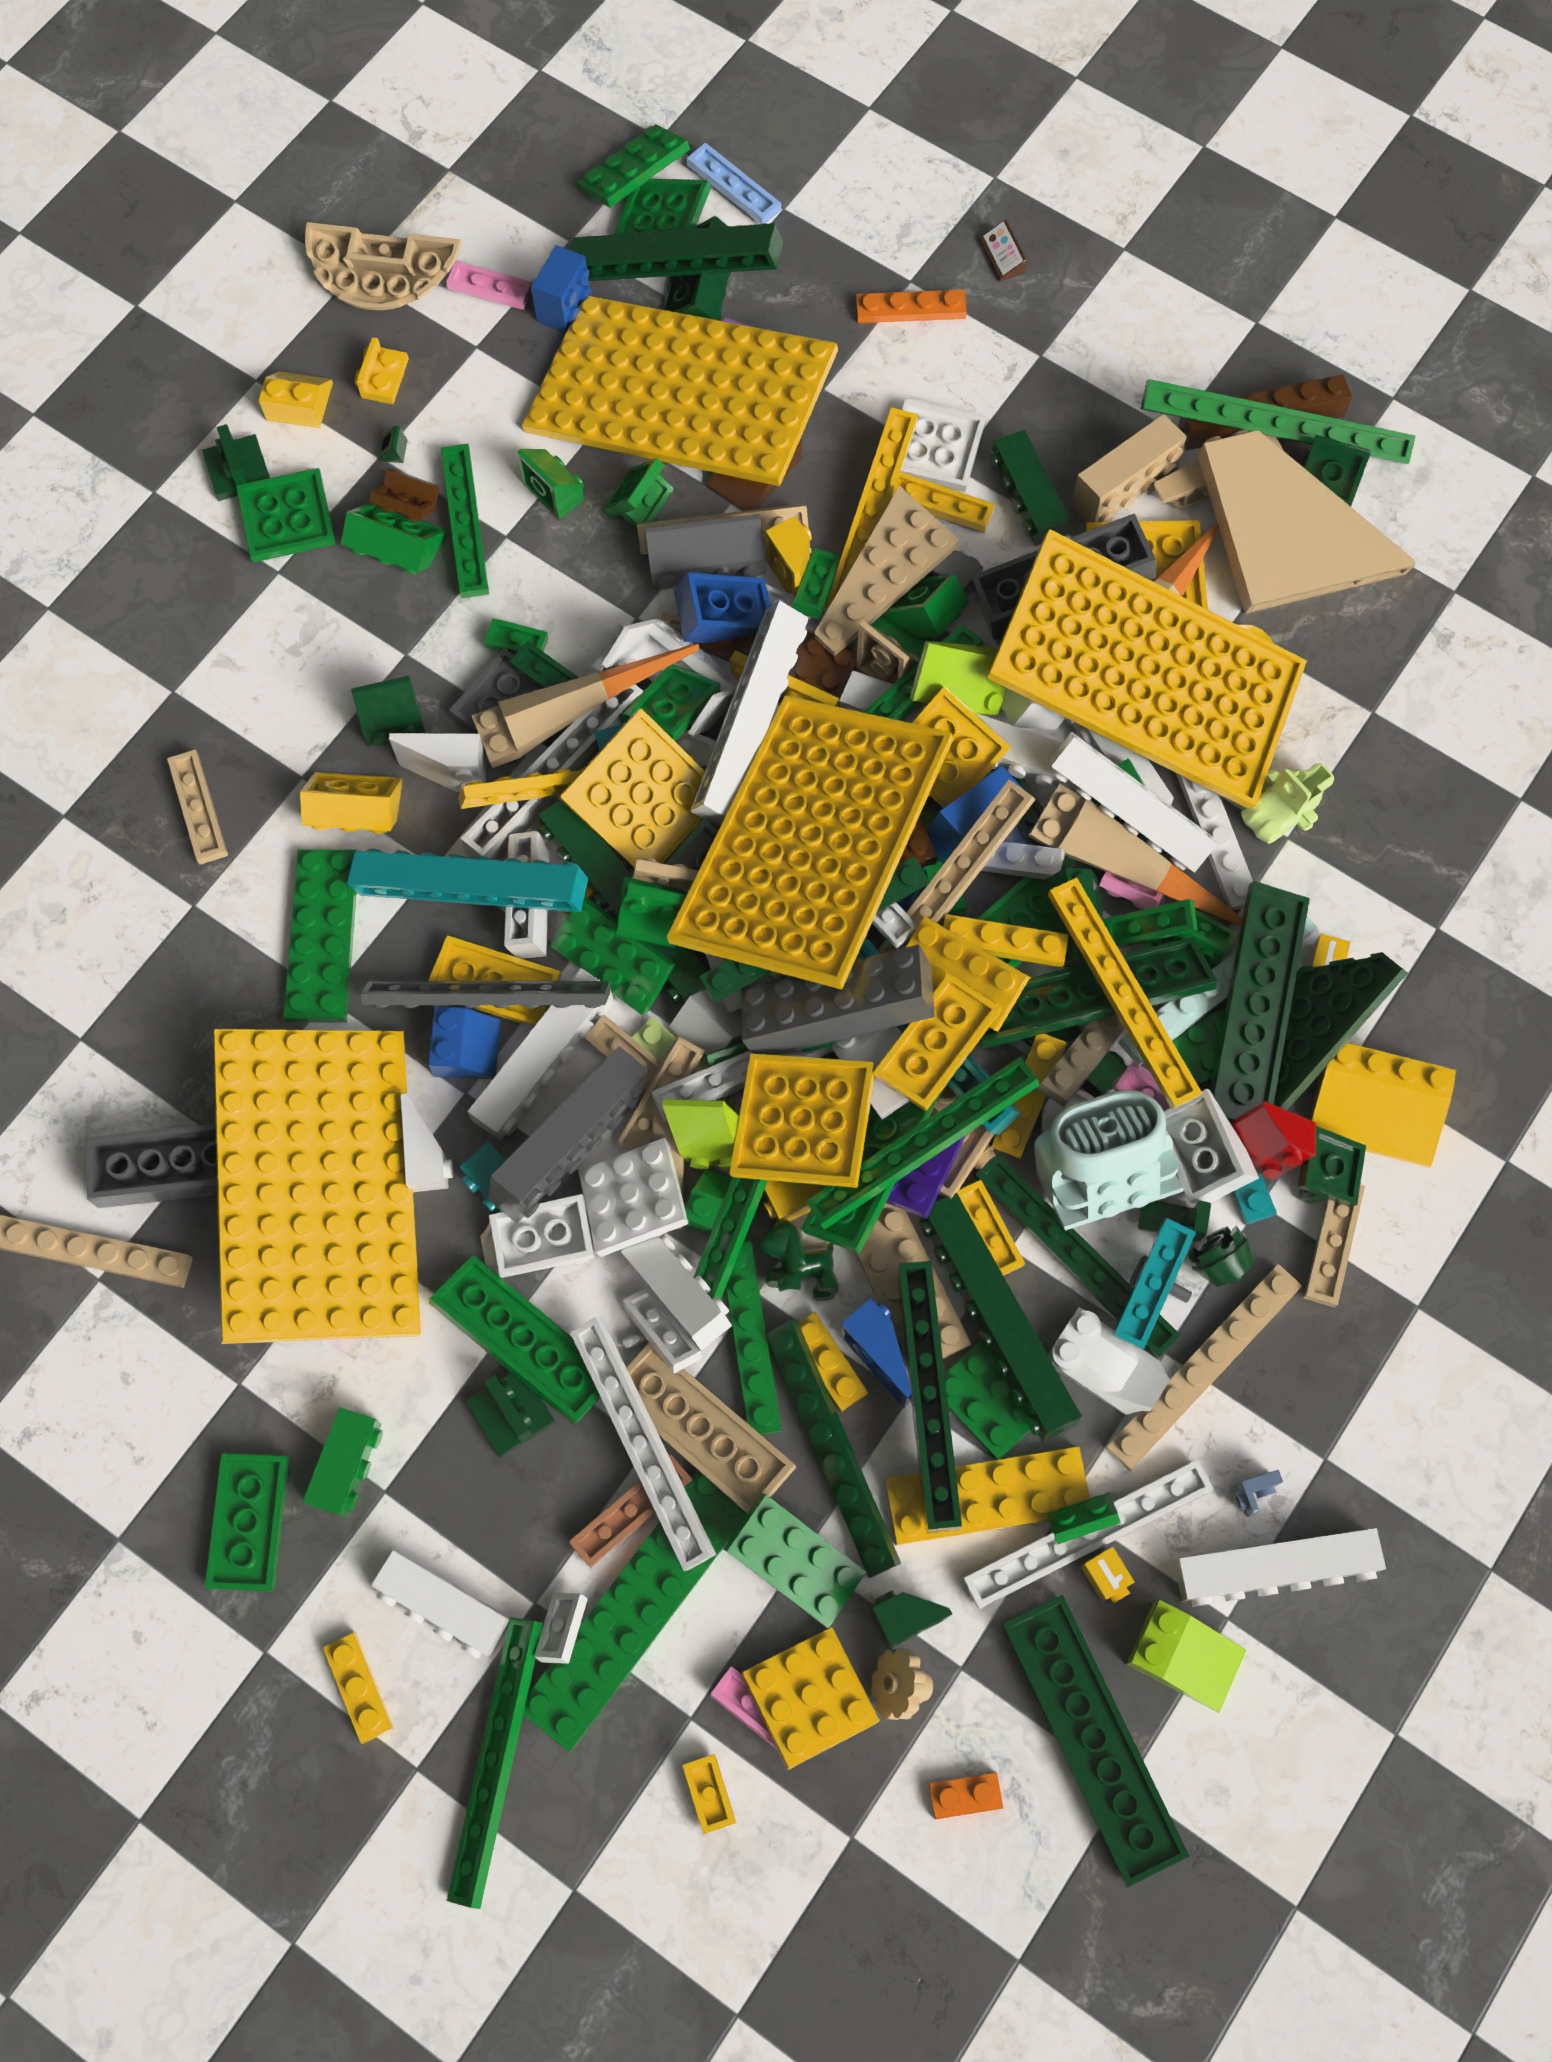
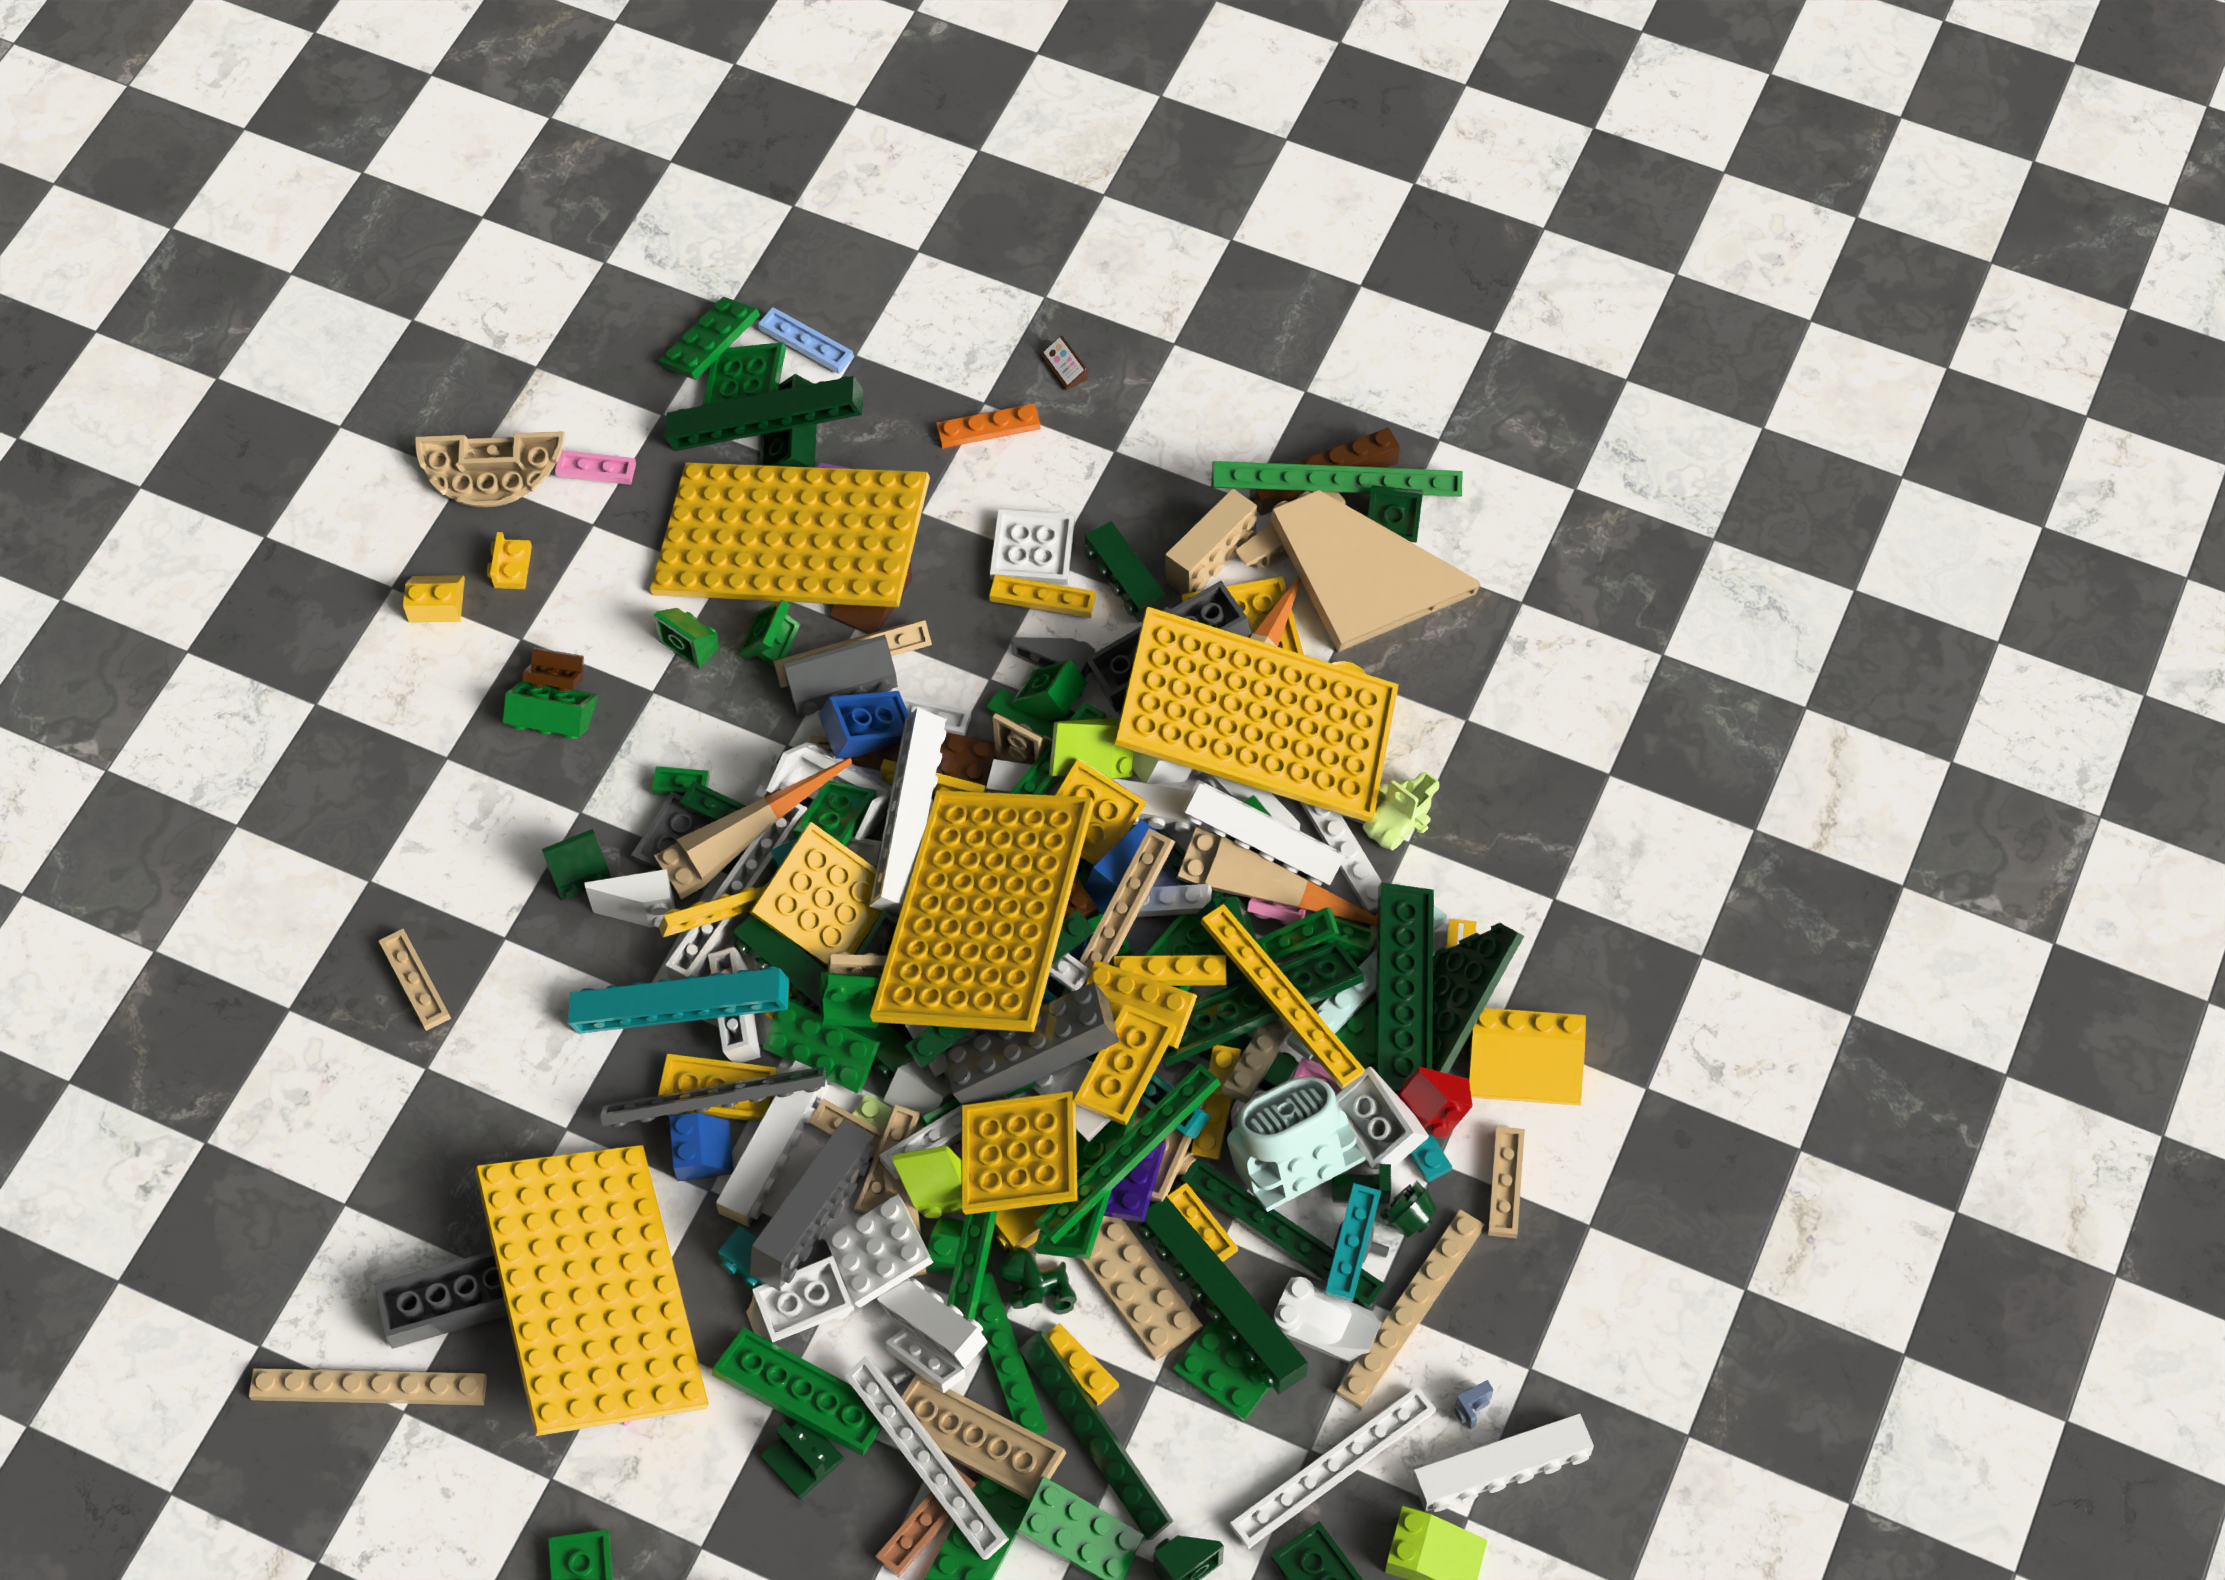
camera: 10 degrees left, 10 degrees down
(234, 462) = (389, 667): dark green bracket -> none
(286, 515) = (445, 705): green plate -> none
(321, 938) = (551, 1075): green plate -> none
(343, 1463) = (660, 1527): green brick -> none
(350, 802) = (556, 951): yellow slope -> none
(393, 446) = (533, 627): dark green slope -> none
(424, 1160) = (682, 1247): white slope -> none
(464, 521) = (613, 684): green plate -> none
(560, 288) = (664, 461): blue brick -> none
(788, 552) = (917, 666): yellow slope -> none
(816, 583) = (947, 687): green plate -> none
(874, 1341) = (1116, 1337): blue slope -> none
(877, 490) = (985, 617): yellow plate -> none
(894, 559) = (1013, 655): tan wing -> none
(929, 1398) = (1172, 1372): dark green brick -> none
(994, 1494) = (1239, 1452): yellow plate -> none
(1083, 1518) = (1325, 1451): green plate -> none
(1108, 1576) = (1356, 1498): yellow brick -> none
(1333, 1171) = (1492, 1119): dark green bracket -> none

